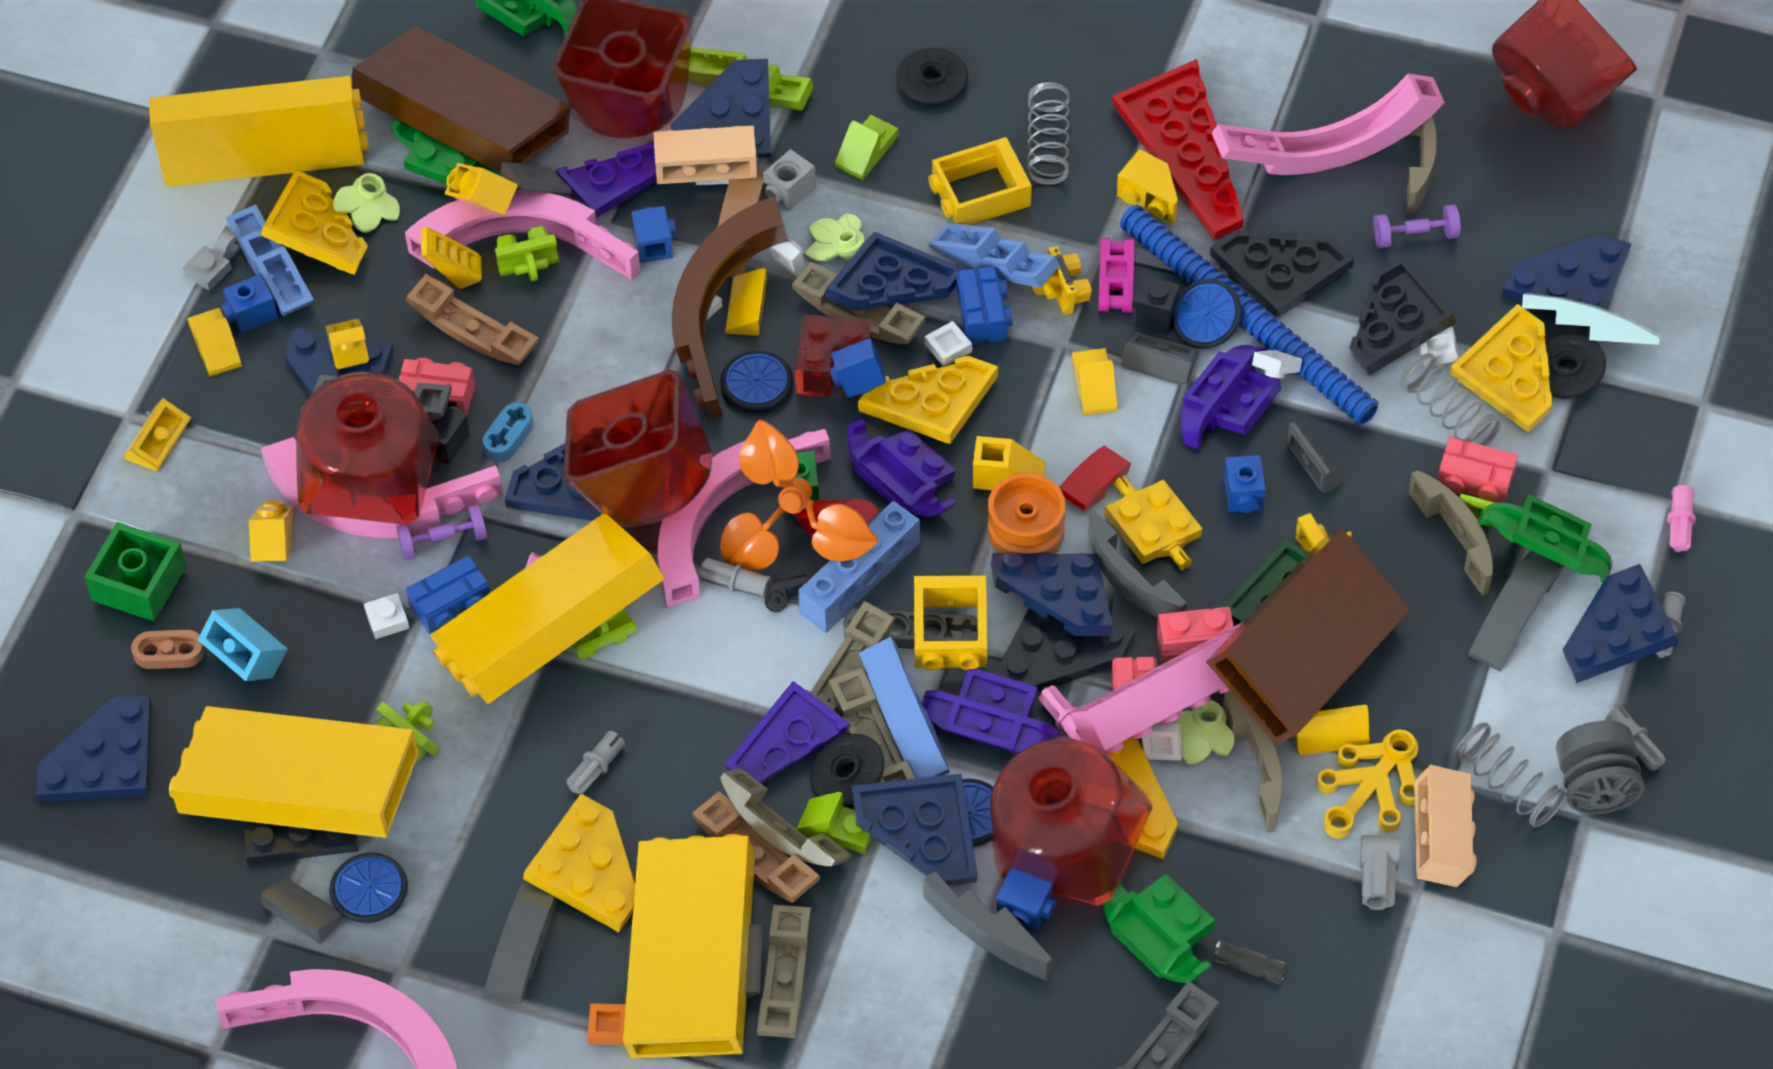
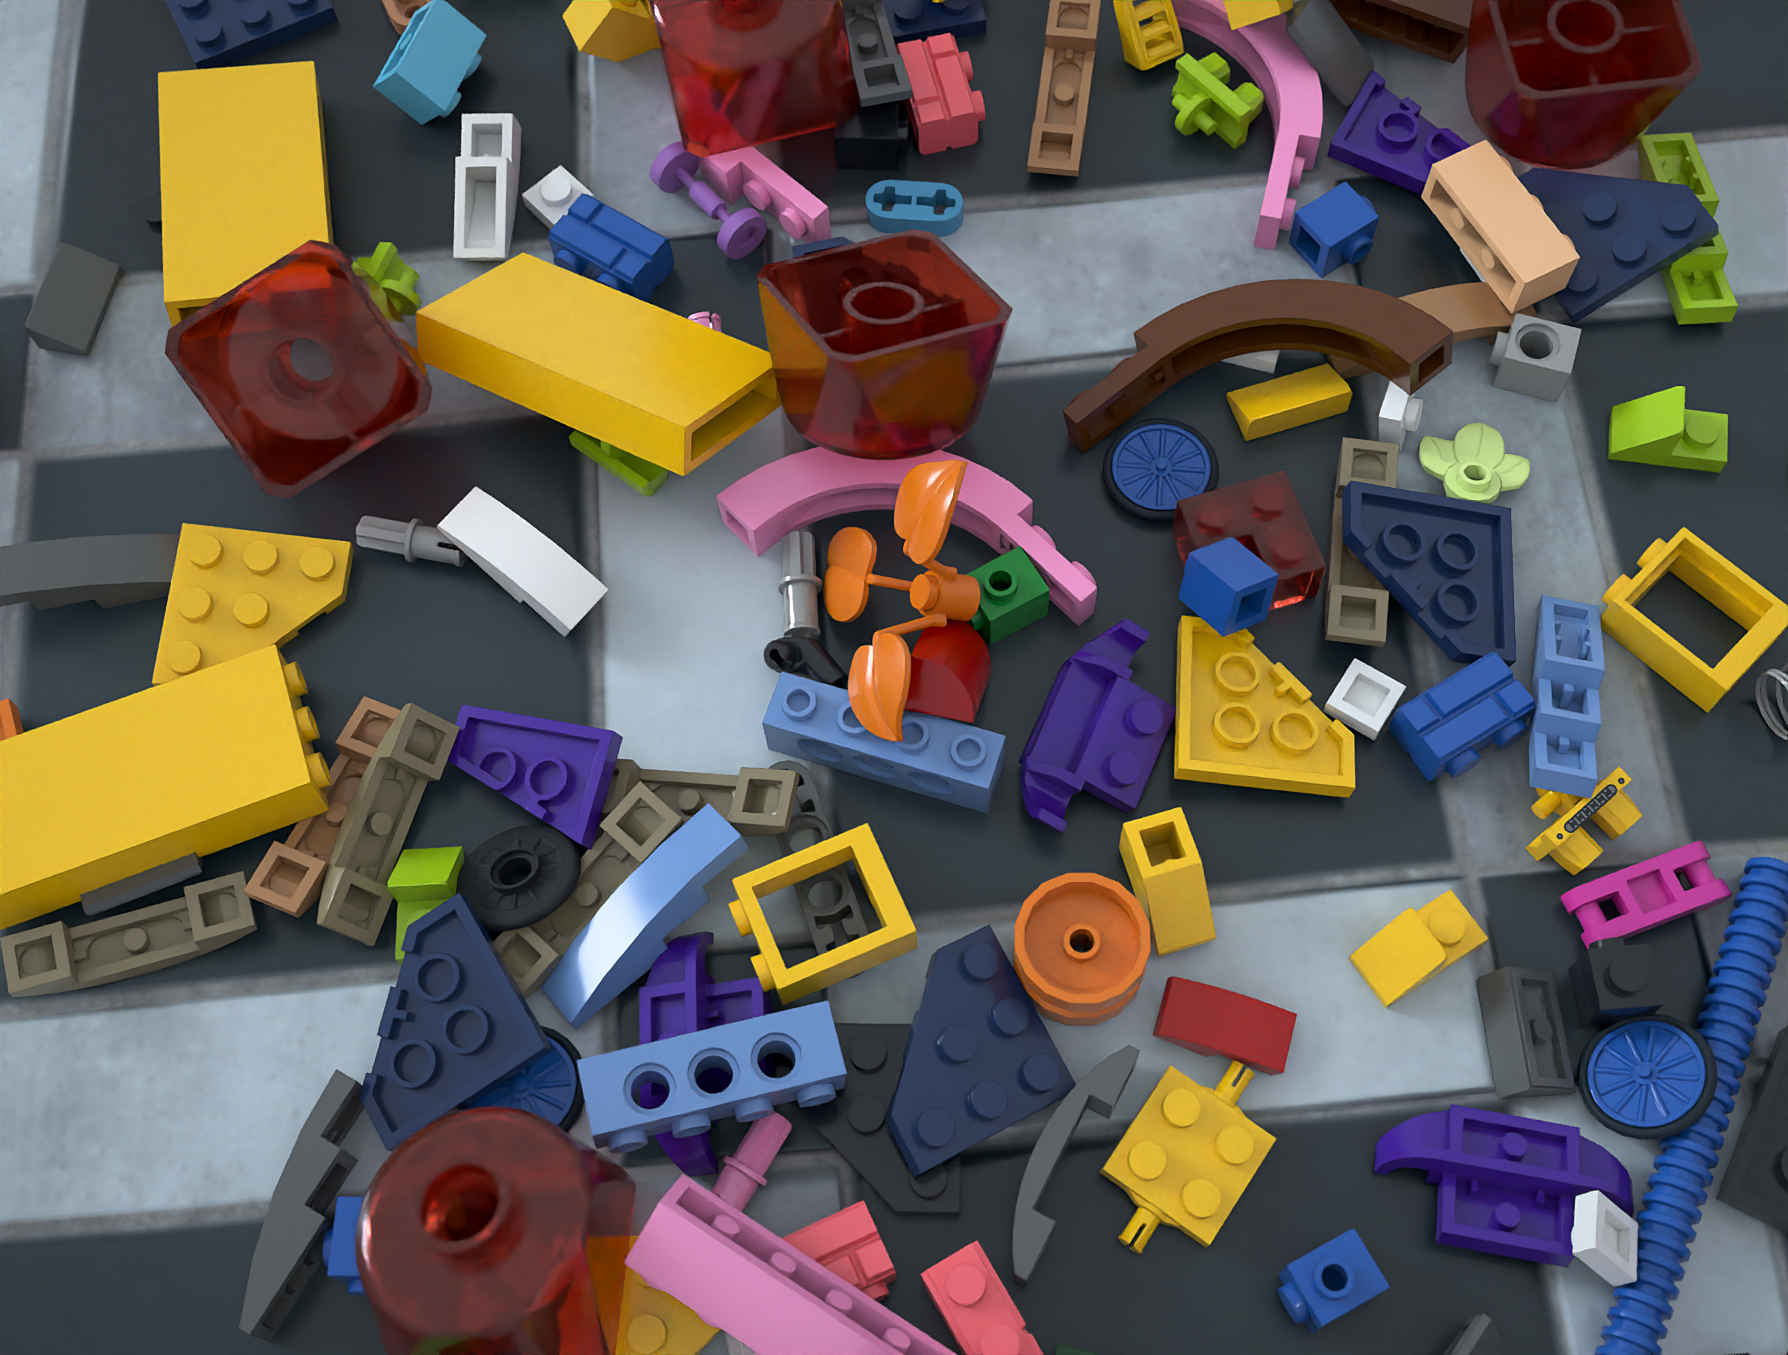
camera: 70 degrees right, 10 degrees up
(357, 648) = (486, 187): none -> white slope
(368, 887) = (126, 362): blue wheel -> none
(473, 749) = (274, 418): none -> clear red piece
(649, 703) = (522, 560): none -> white slope
(1019, 692) = (800, 1033): none -> medium blue brick

